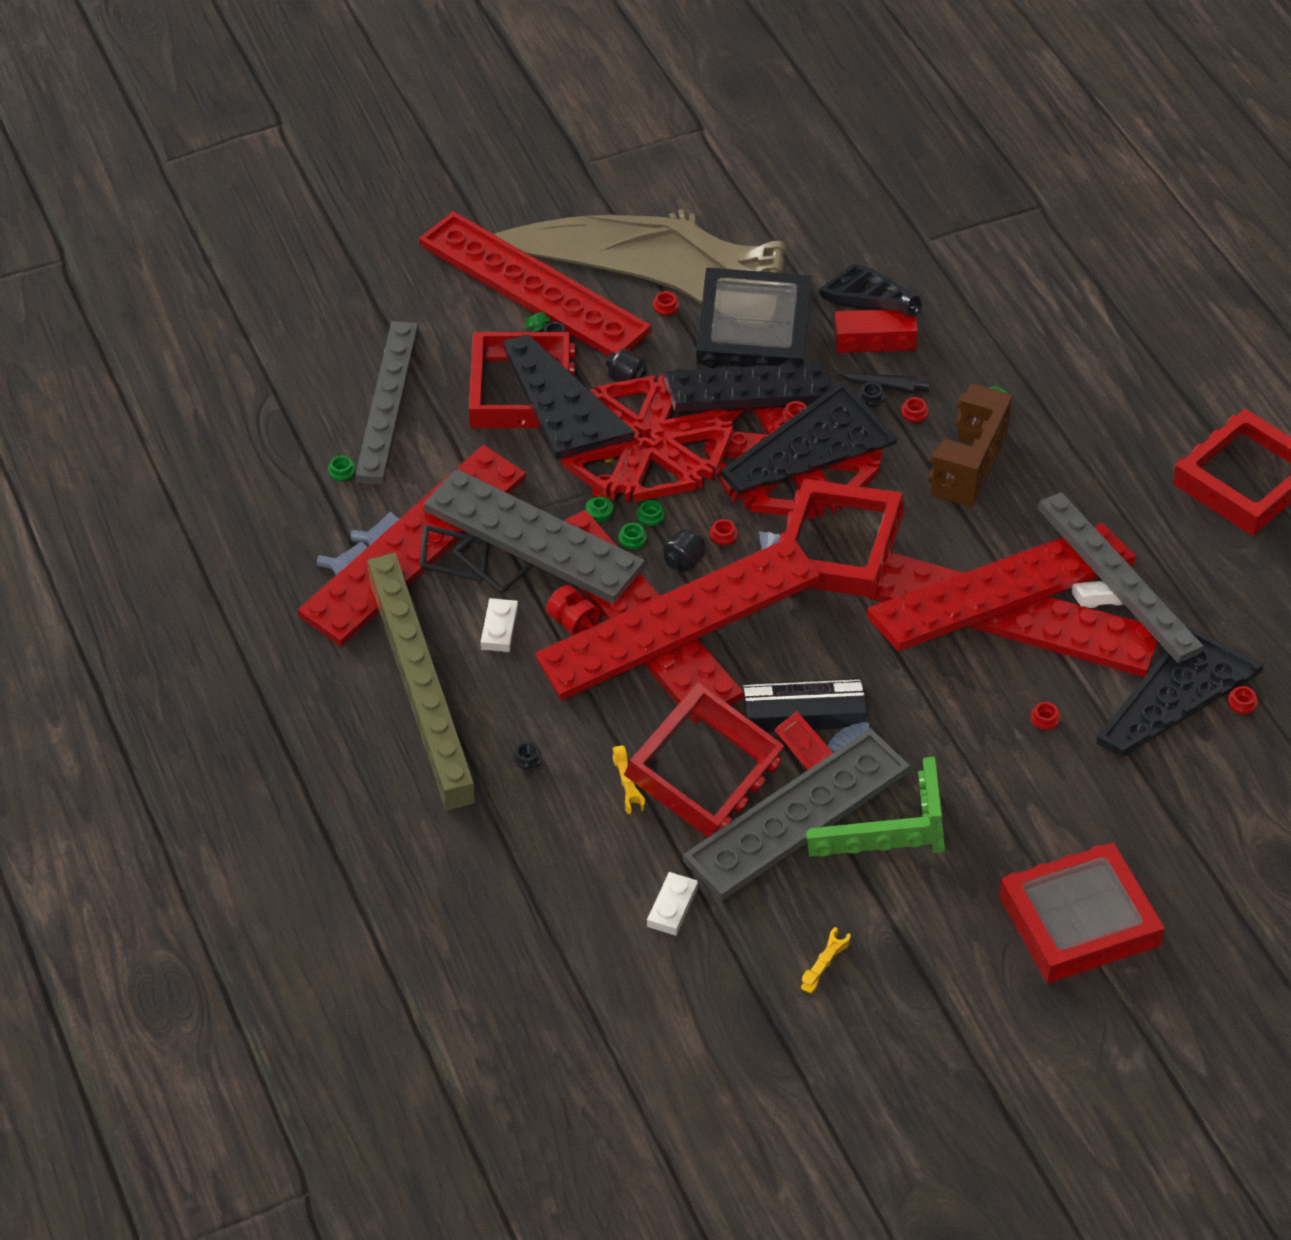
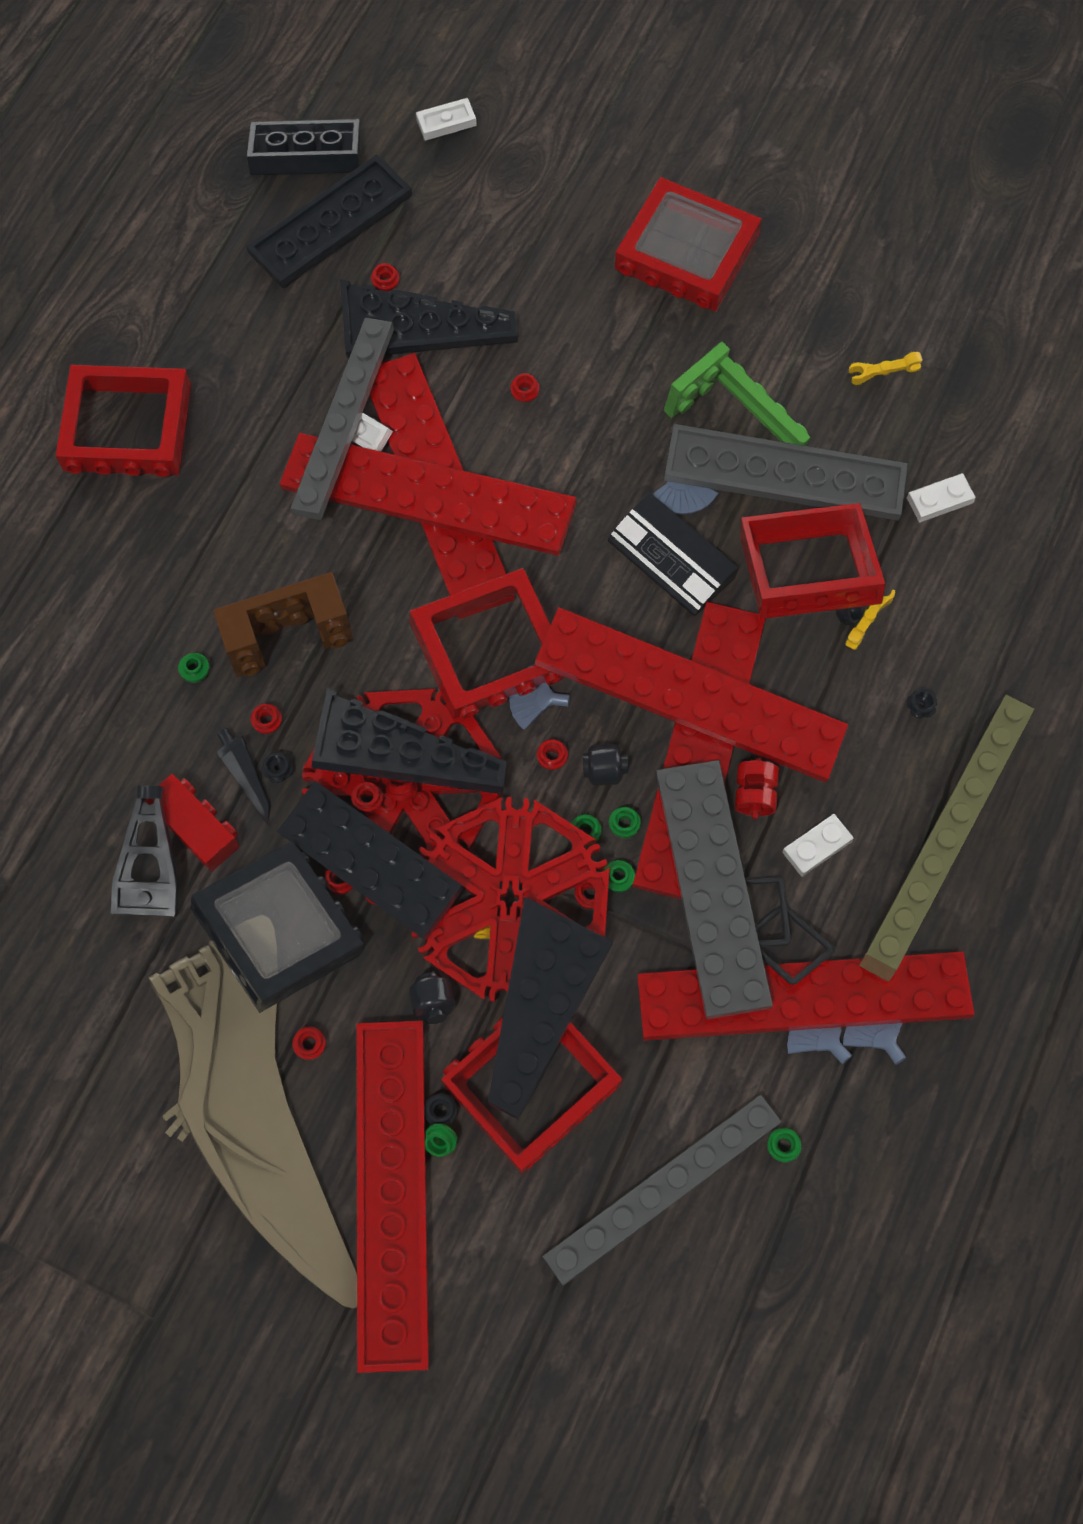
camera: 130 degrees left, 20 degrees up
(803, 741) = (717, 515): red plate -> none

